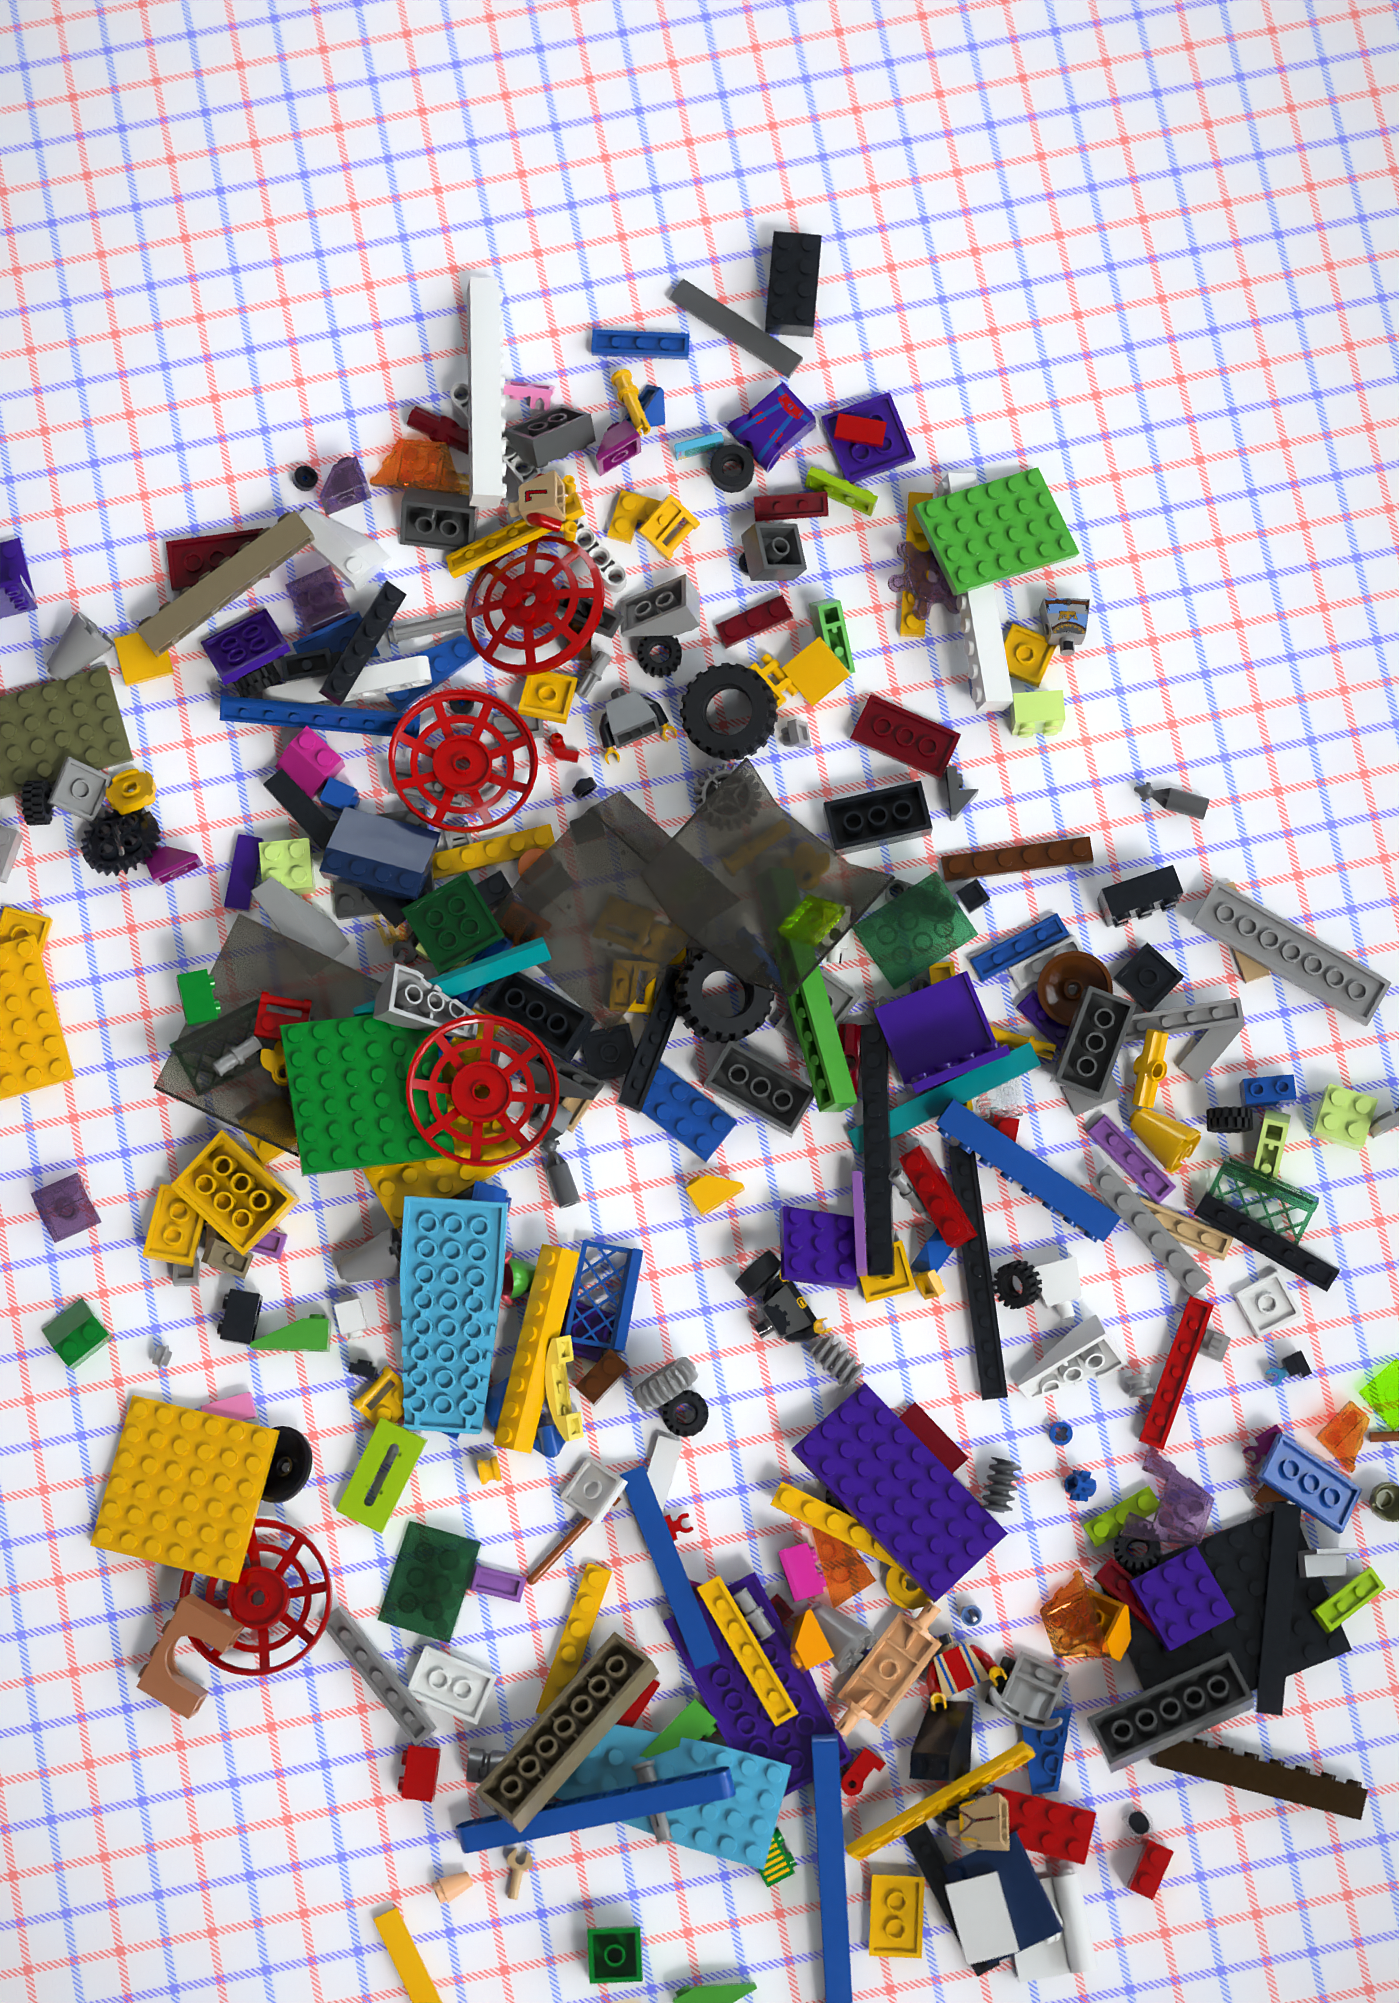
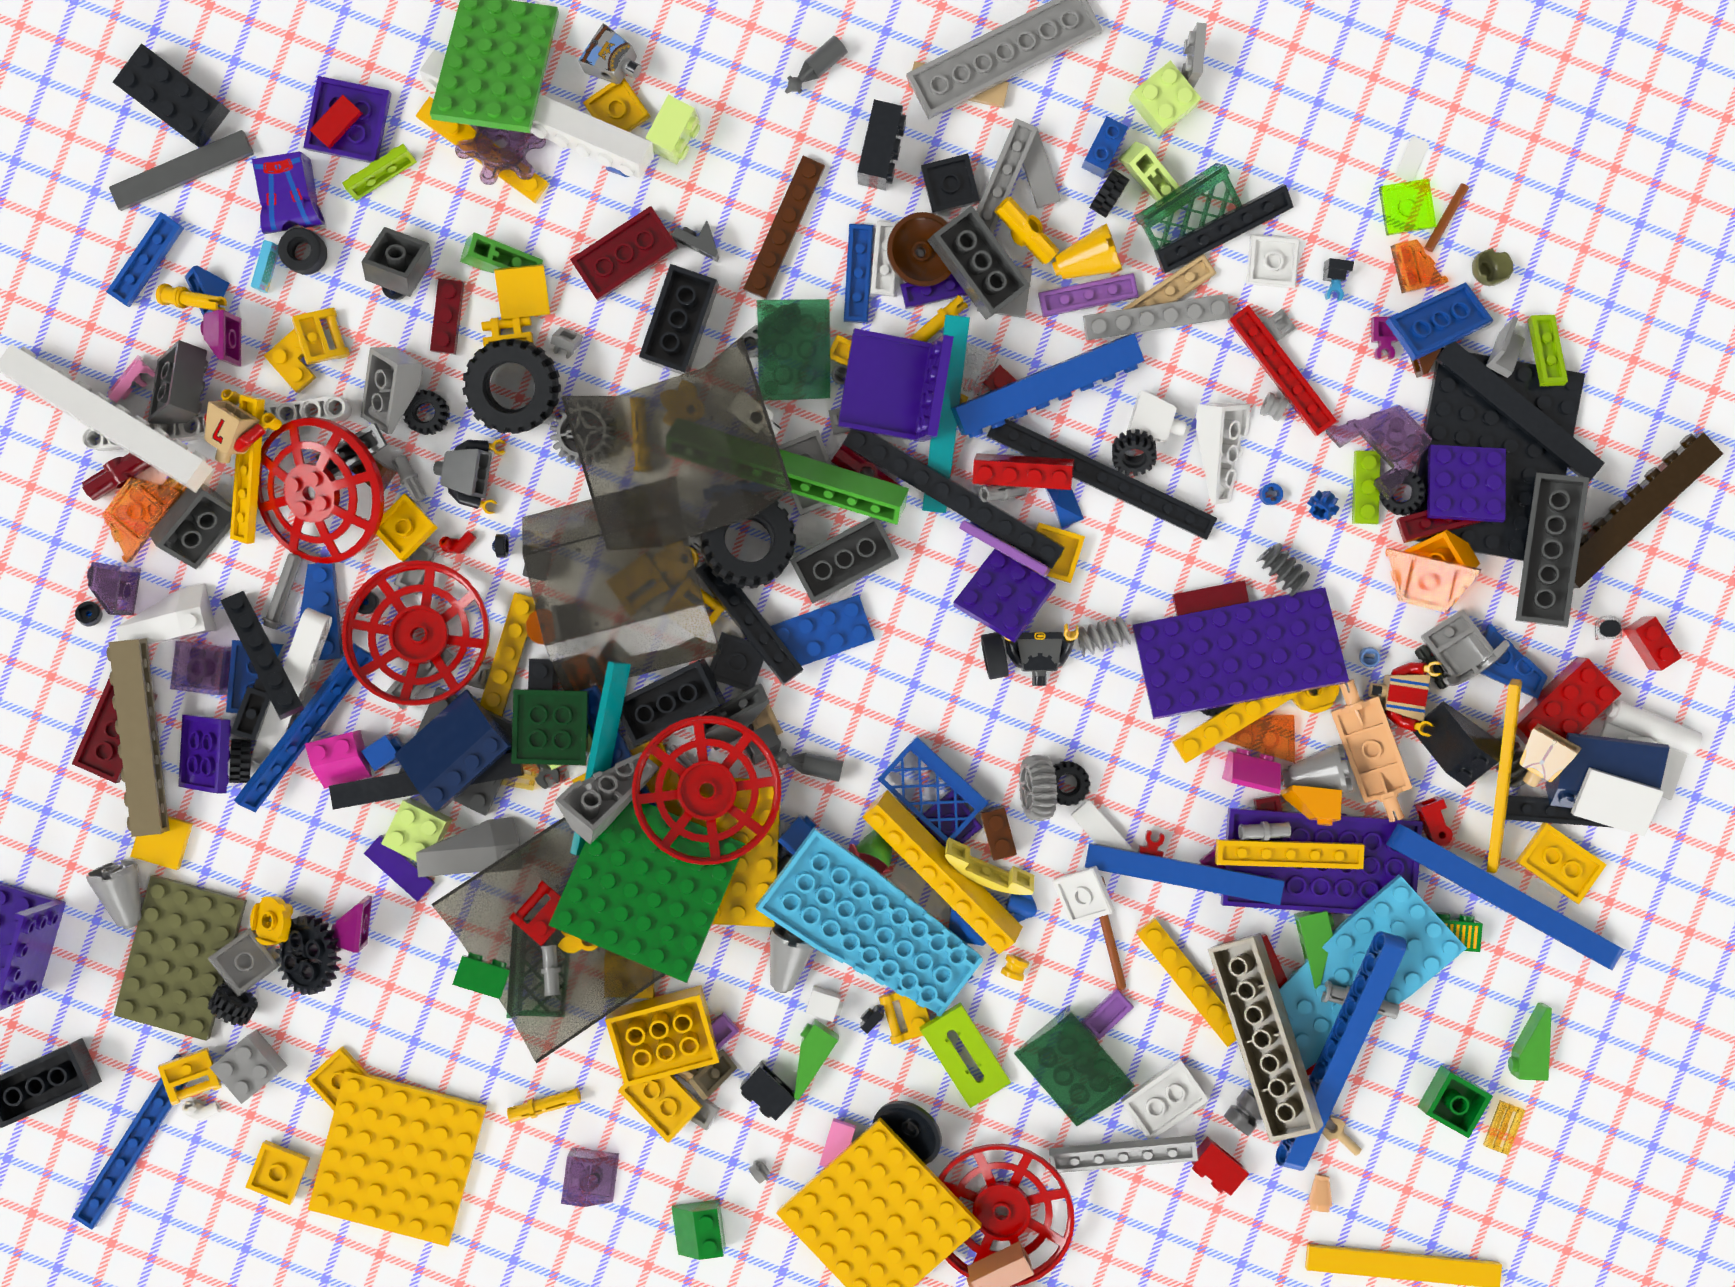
camera: 60 degrees left, 10 degrees up
(99, 1120) = (536, 1107): none -> yellow pin
(711, 1192) = (903, 652): yellow slope -> none
(791, 506) = (366, 222): dark red plate -> none
(811, 920) = (735, 430): clear neon green tile -> none
(929, 1284) = (1088, 523): yellow plate -> none
(972, 896) = (794, 284): black panel -> none

